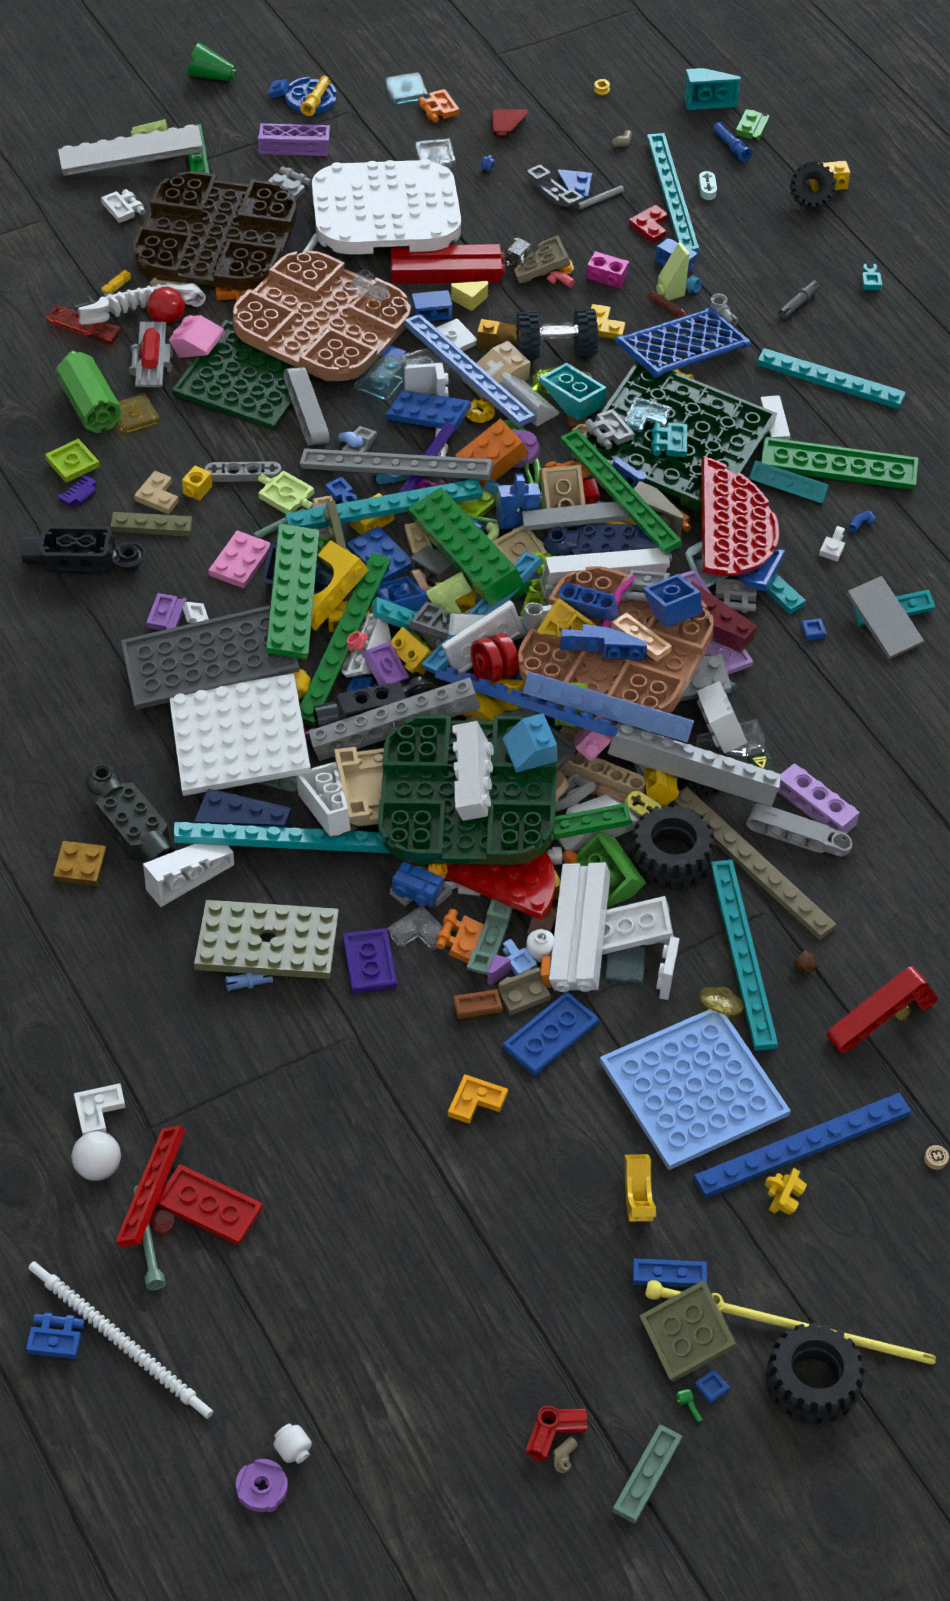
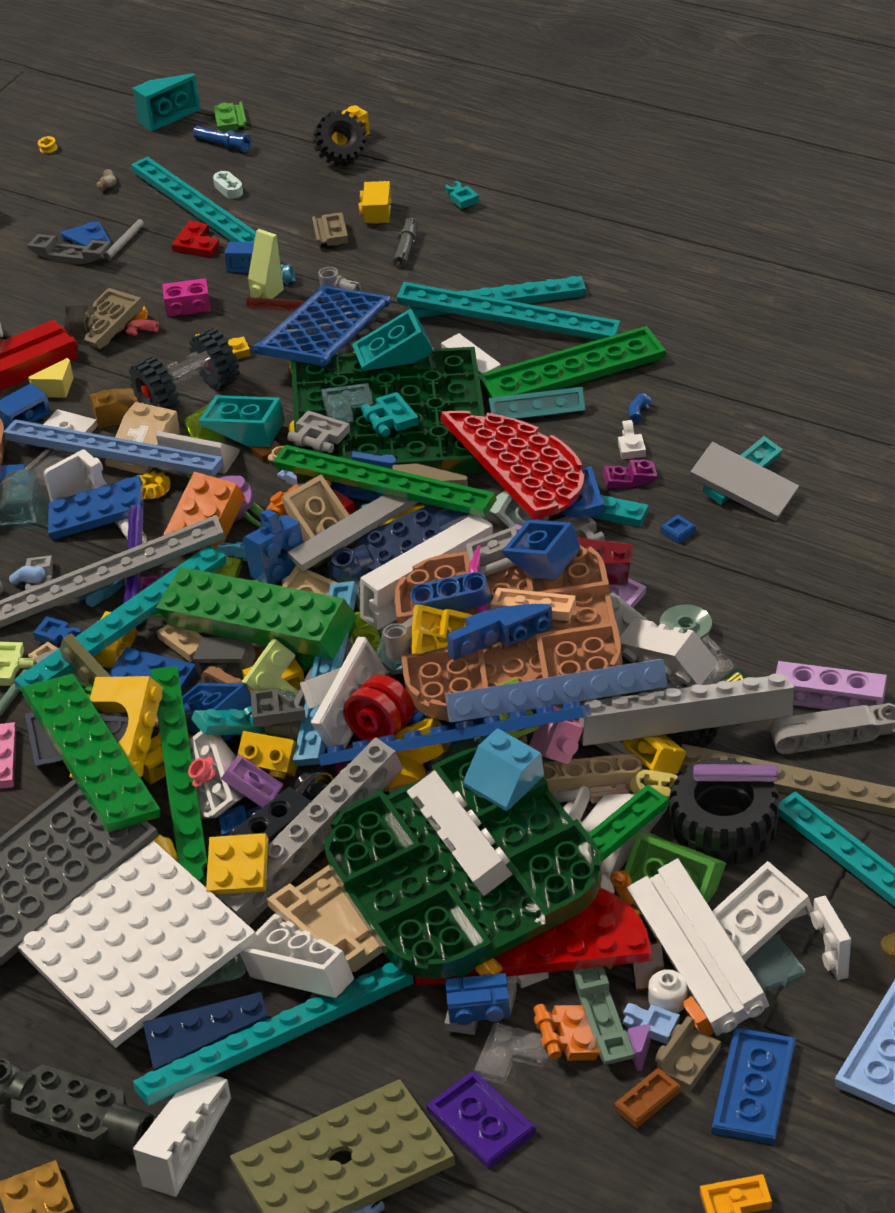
camera: 25 degrees left, 10 degrees down
(330, 716) = (237, 864): none -> yellow plate
(690, 825) = (735, 773): none -> medium lavender axle
(716, 383) = (394, 343): none -> teal slope
(752, 261) = (330, 229): none -> dark tan plate
(758, 702) = (688, 617): none -> sand green dish
(801, 254) = (375, 202): none -> yellow brick
(816, 572) = (636, 474): none -> magenta slope
(825, 396) = (507, 311): none -> teal plate

